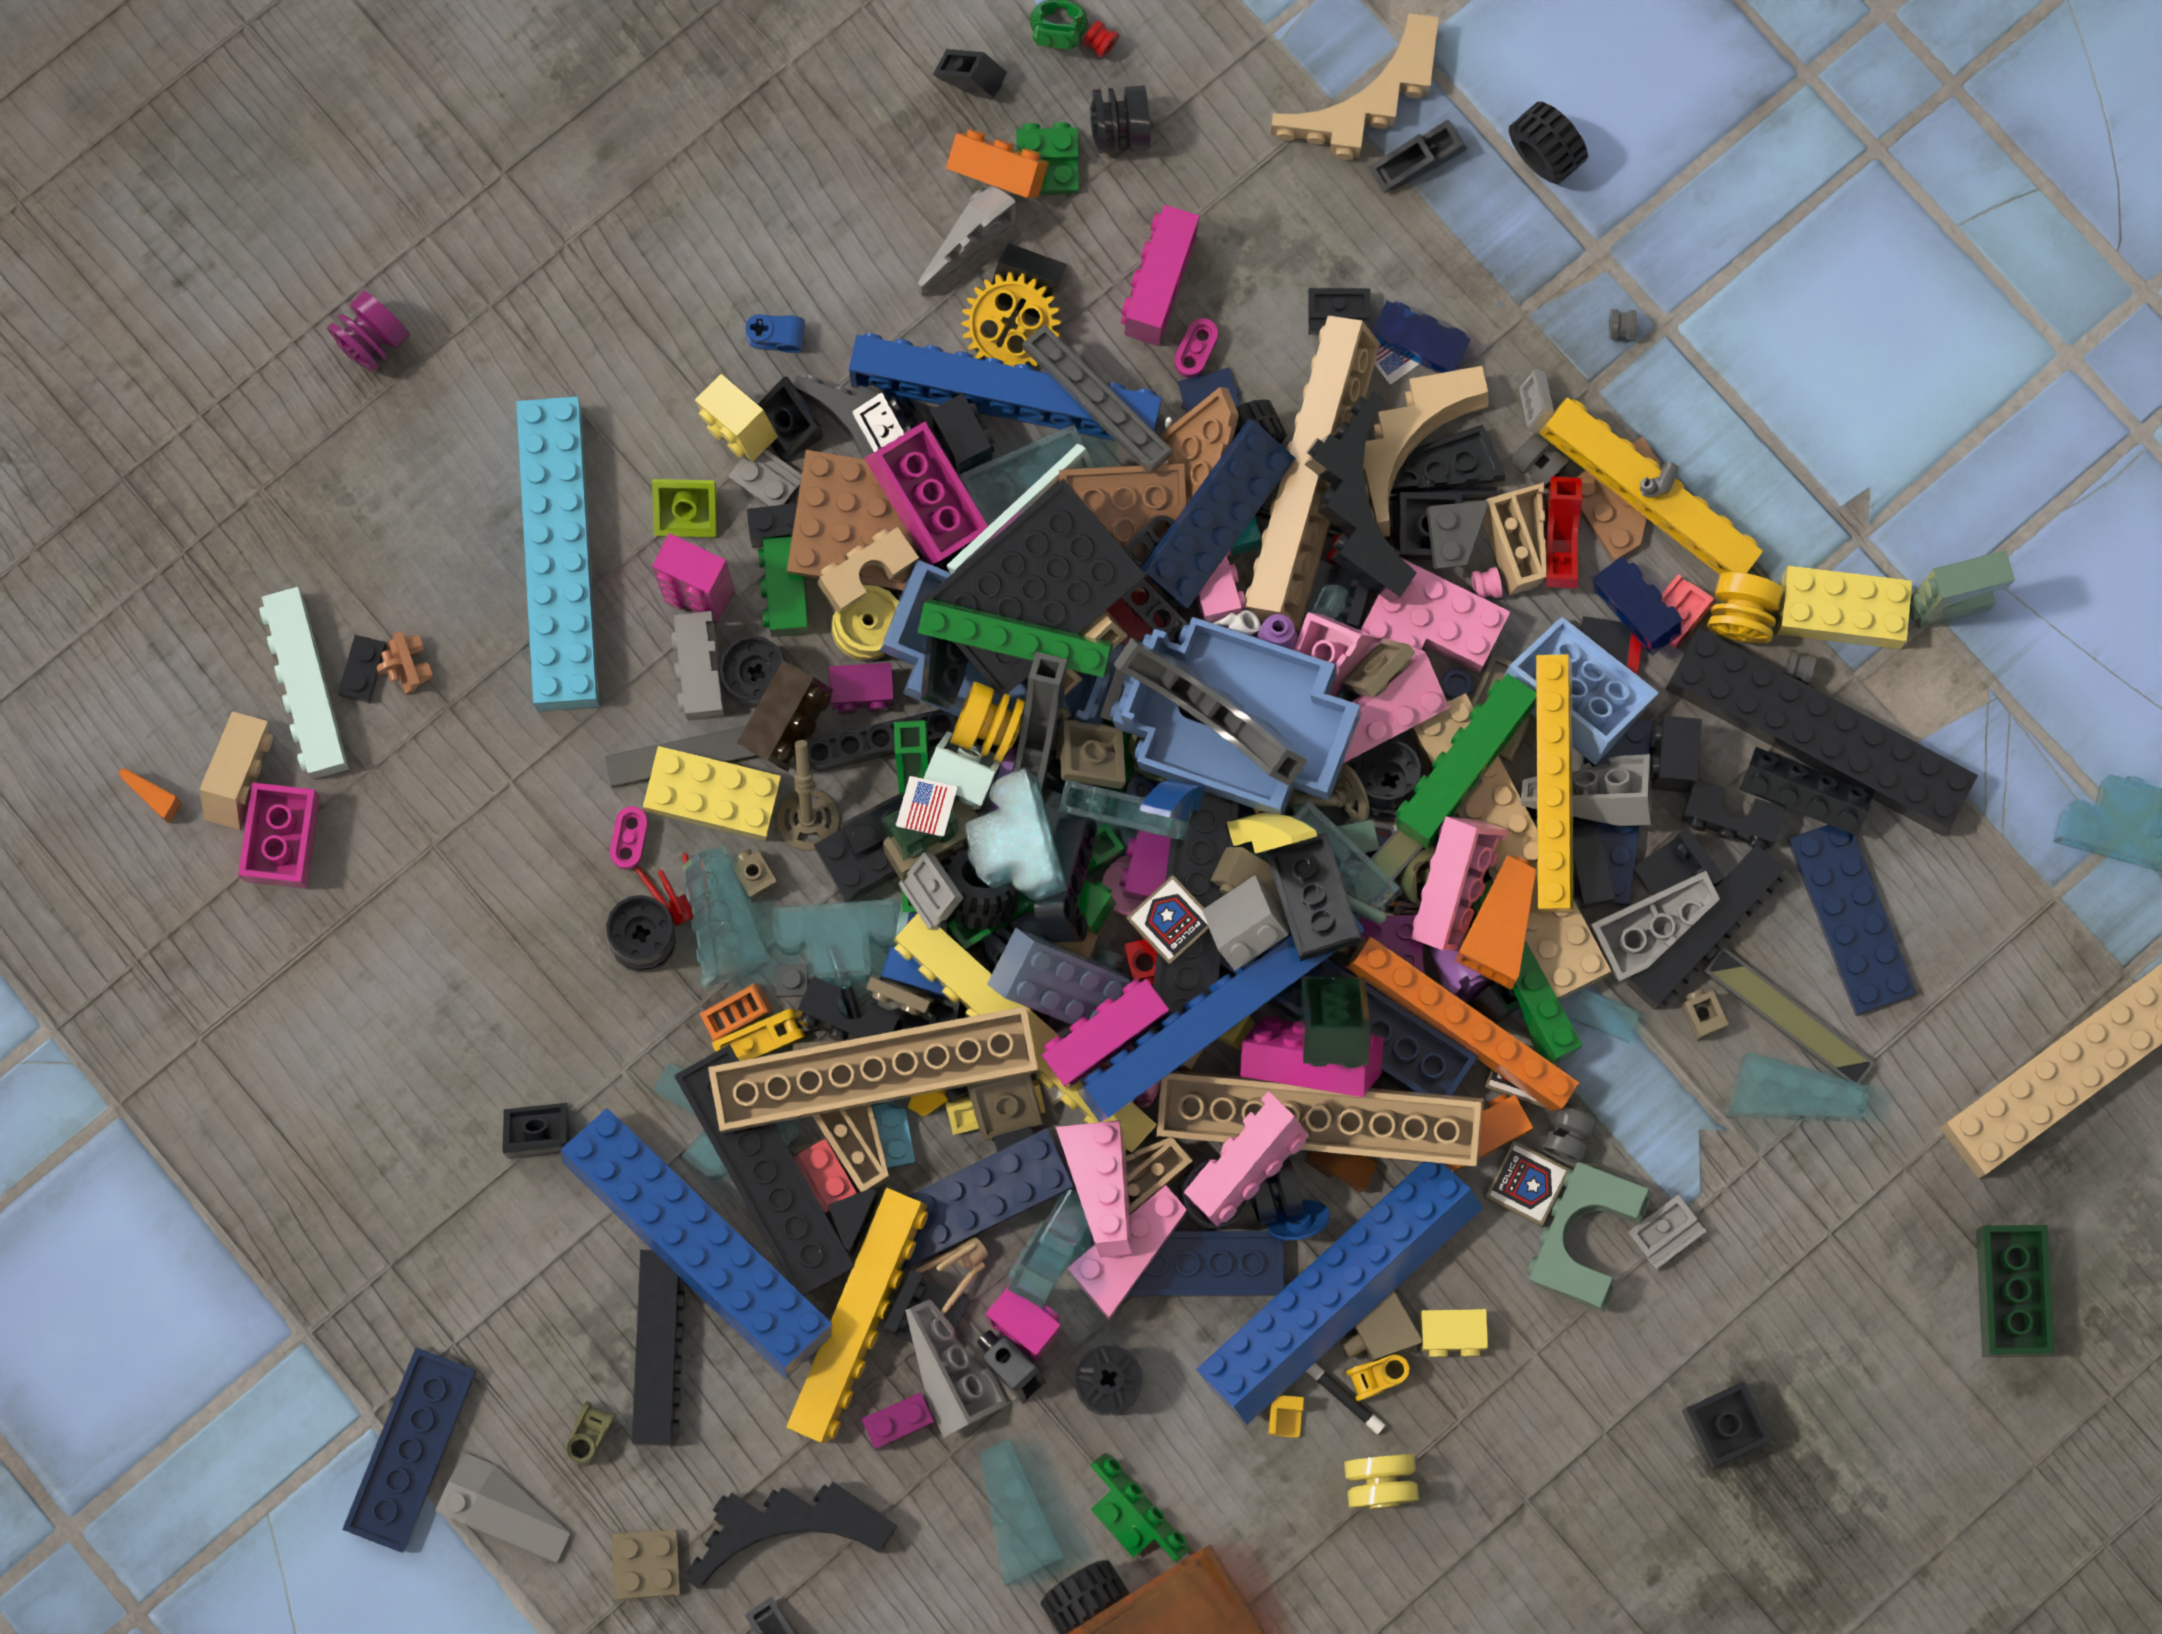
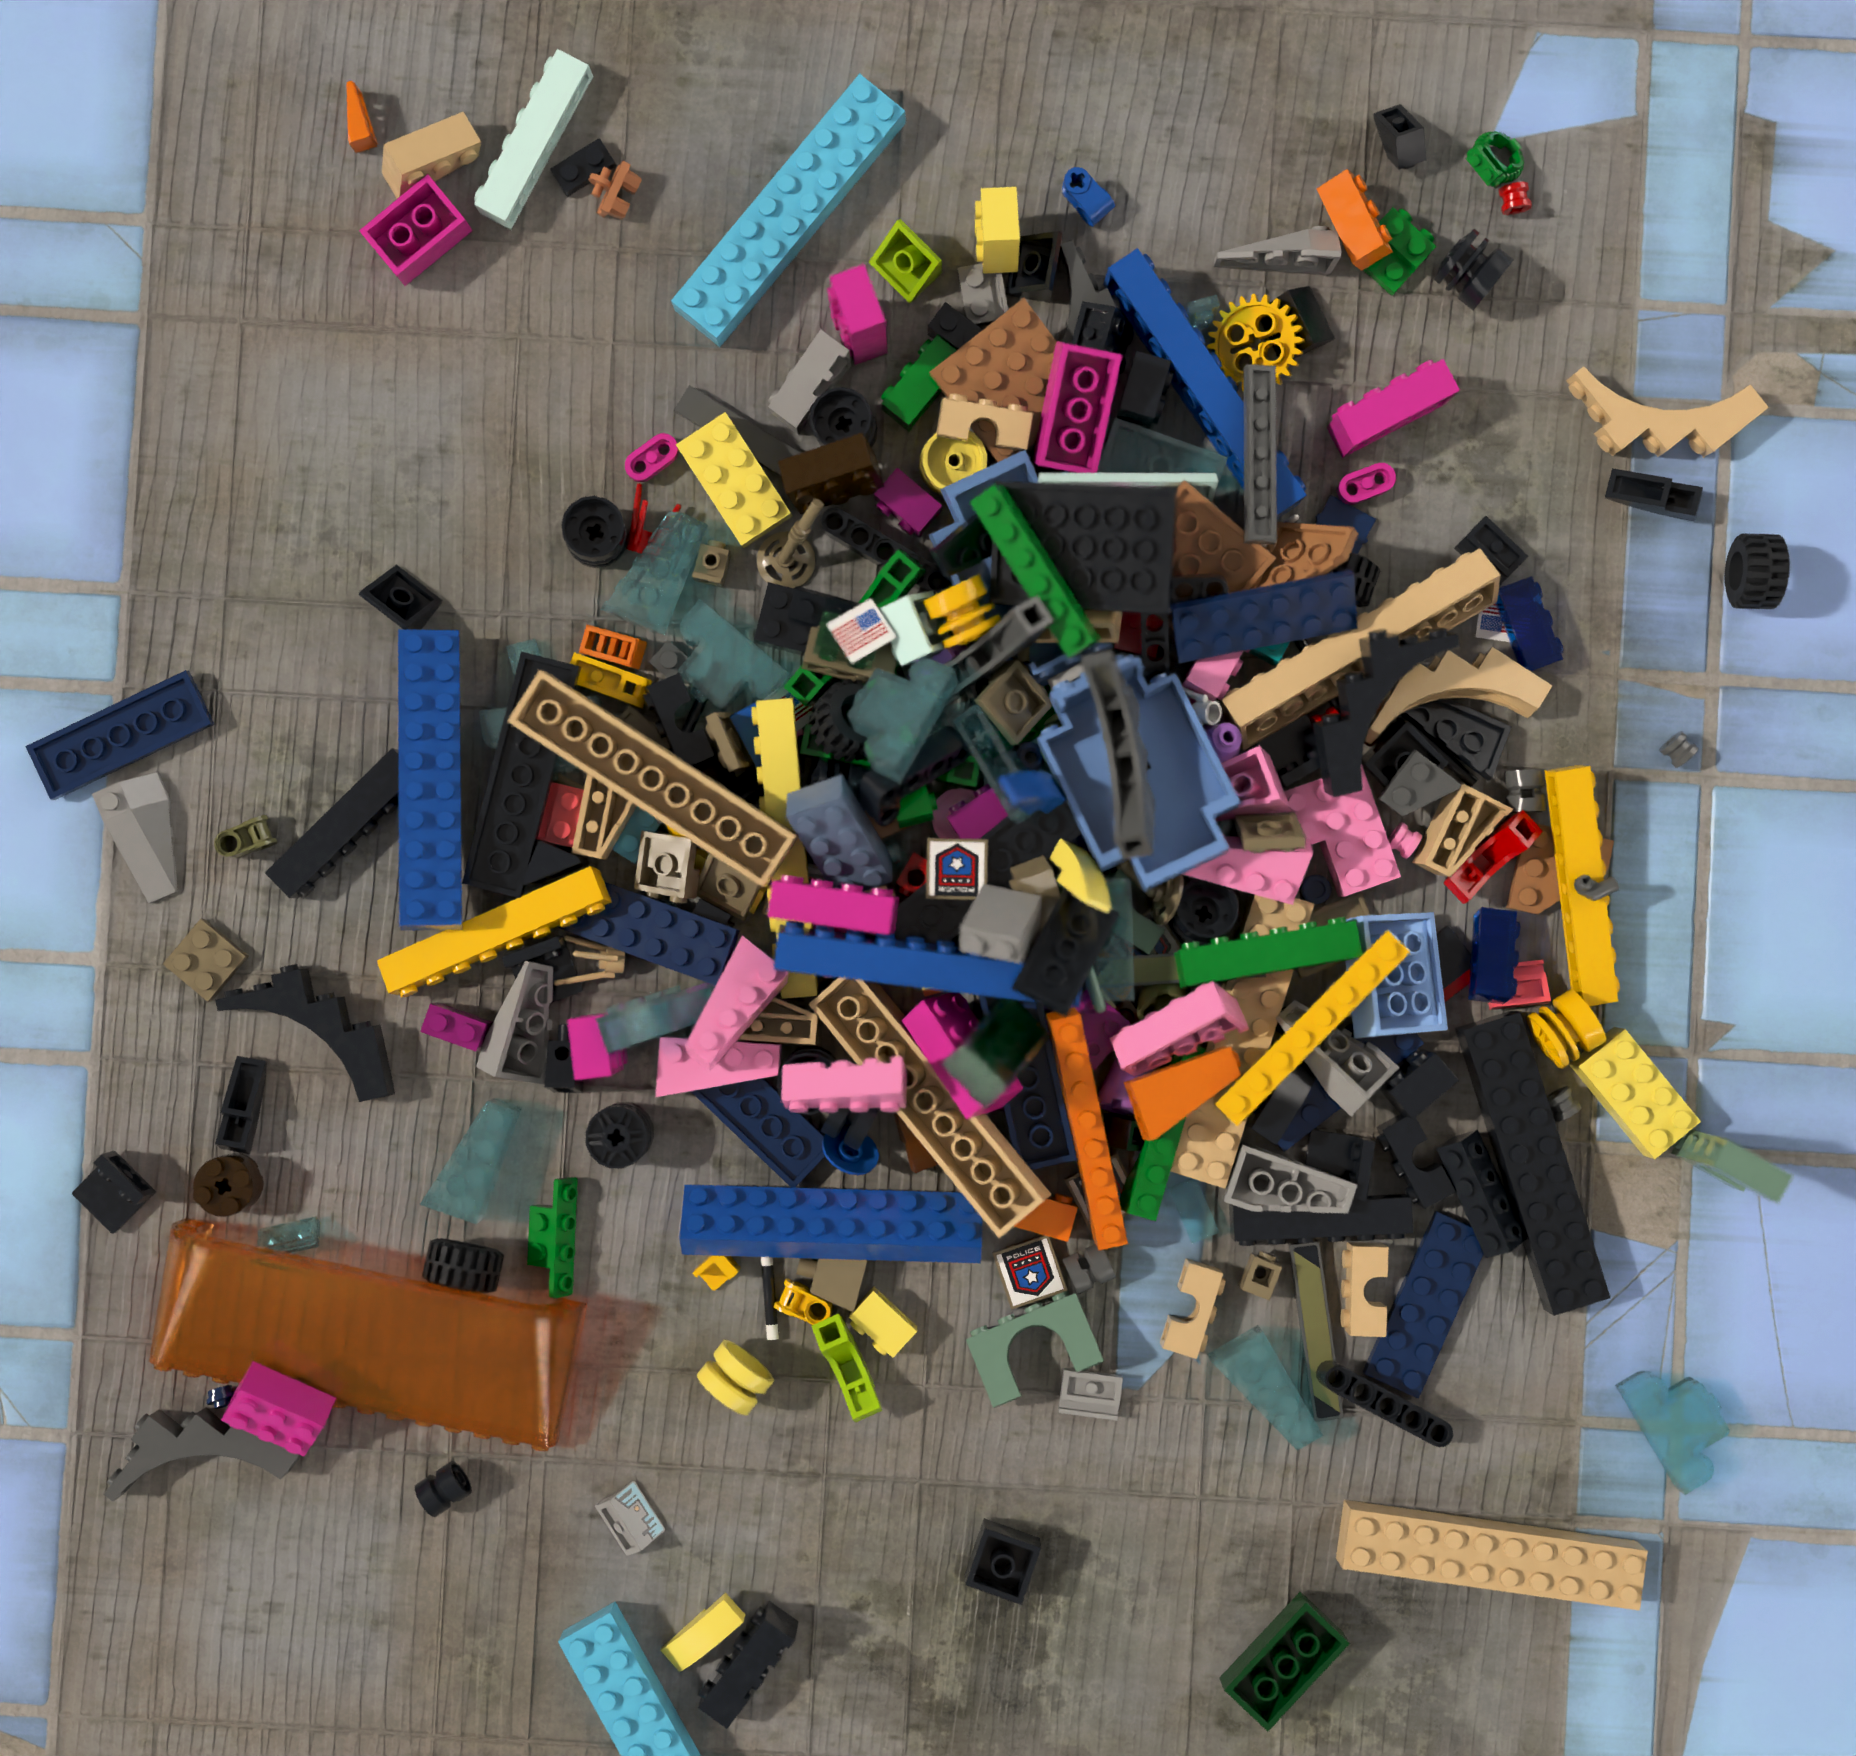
camera: 45 degrees right, 10 degrees up
(931, 890) = (810, 692): light grey plate -> none
(944, 1136) = (667, 867): none -> plate
(949, 335) = (1202, 311): none -> clear light blue plate
(1331, 601) = (1284, 750): clear light blue plate -> none
(1459, 1390) = (848, 1365): none -> lime arch
(1536, 400) = (1565, 746): light grey plate -> none
(1670, 1064) = (1187, 1334): none -> tan arch
(1809, 970) = (1363, 1263): none -> tan arch
(1906, 1013) = (1396, 1410): none -> black beam

